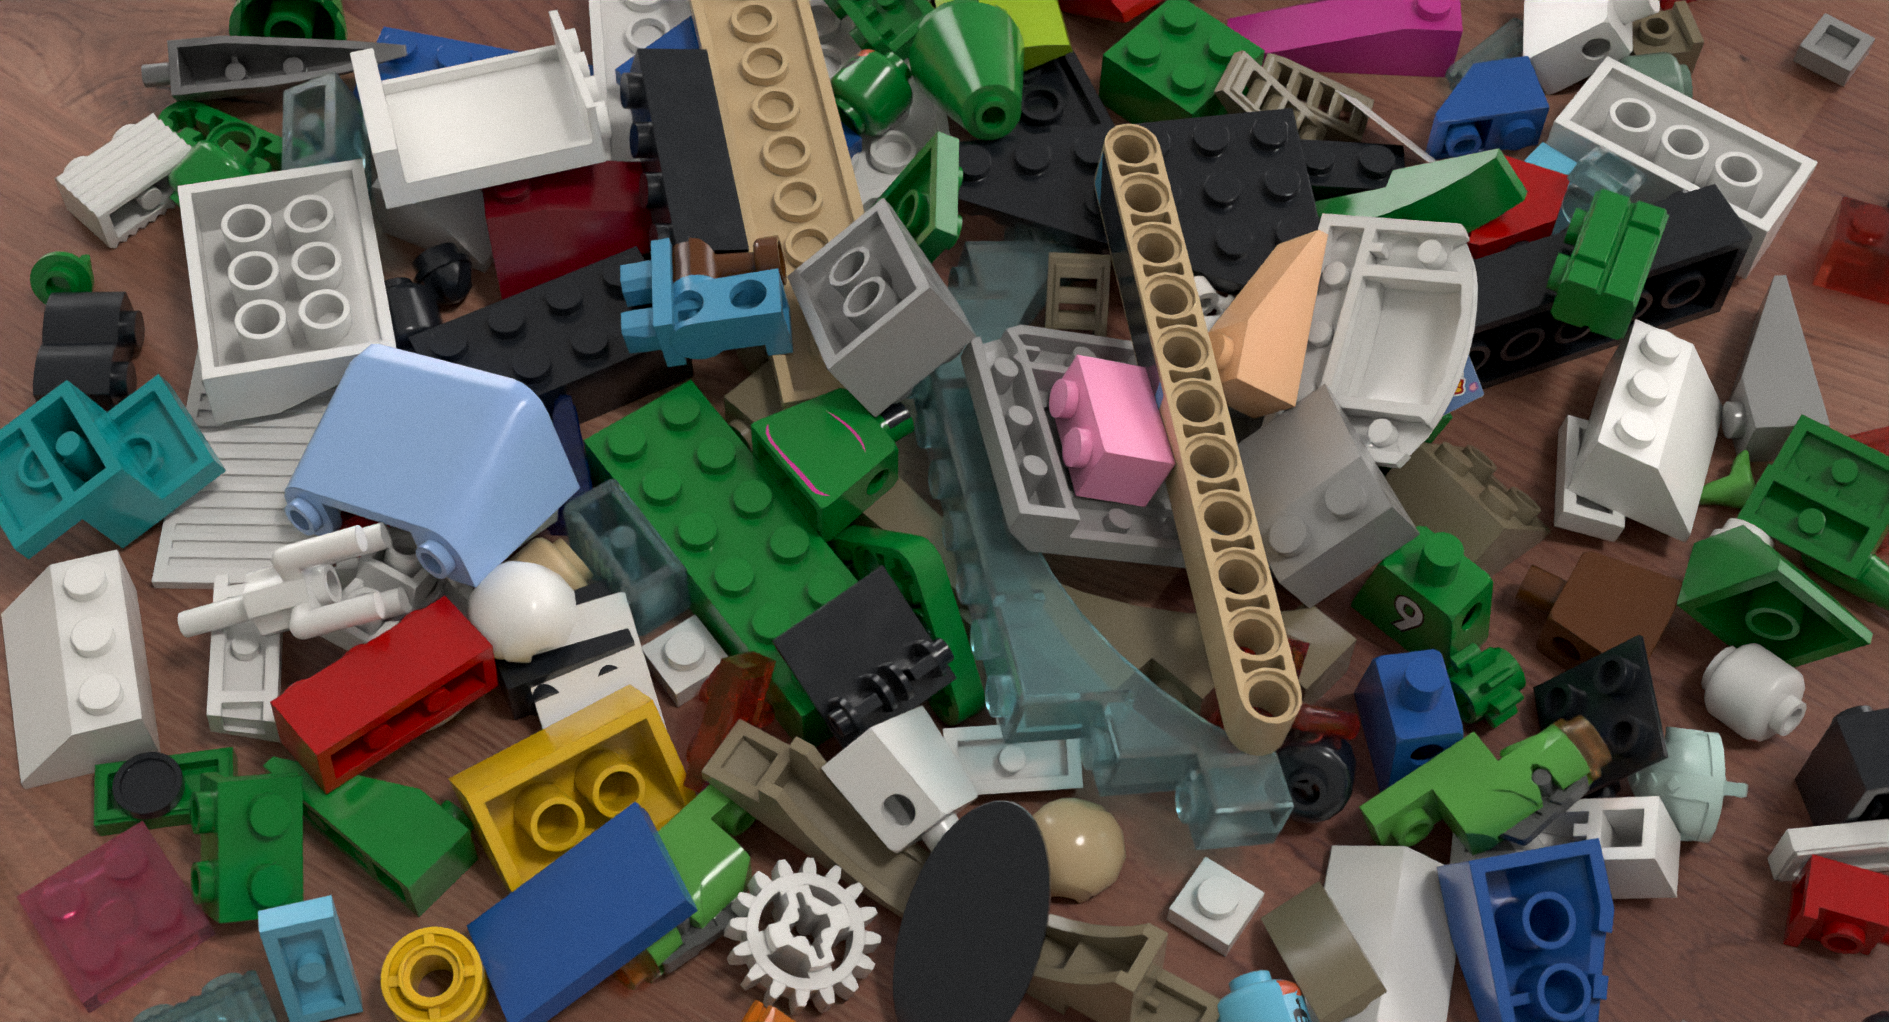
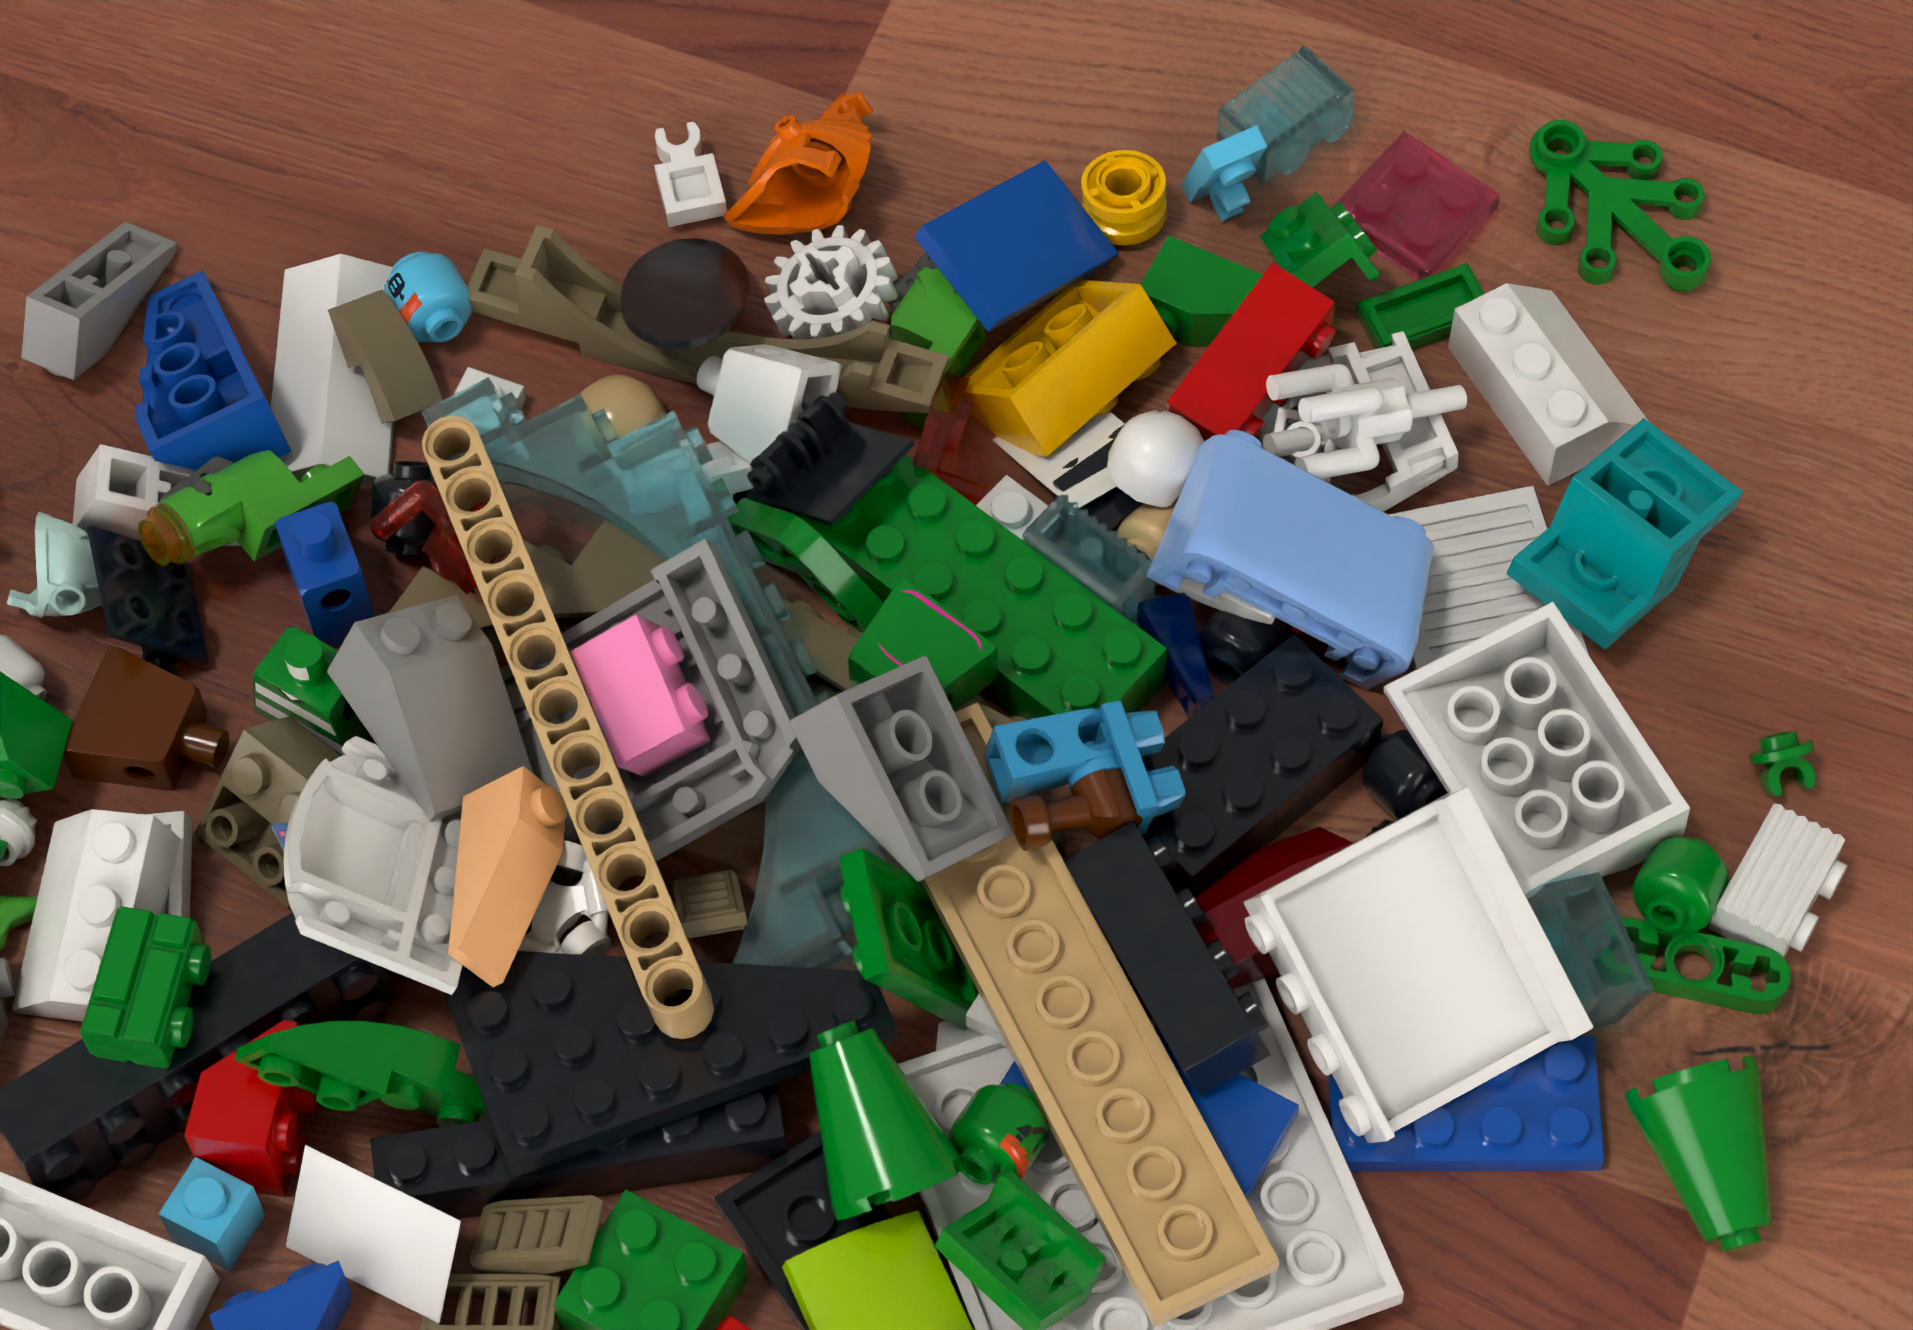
camera: 170 degrees right, 5 degrees up
(90, 344) = (1710, 677): black brick -> none
(148, 785) = (1434, 294): black piece -> none
(250, 65) = (1750, 1020): flat silver piece -> none
(1486, 684) = (252, 627): green gear -> none
(1598, 171) = (144, 1155): clear light blue tile -> none

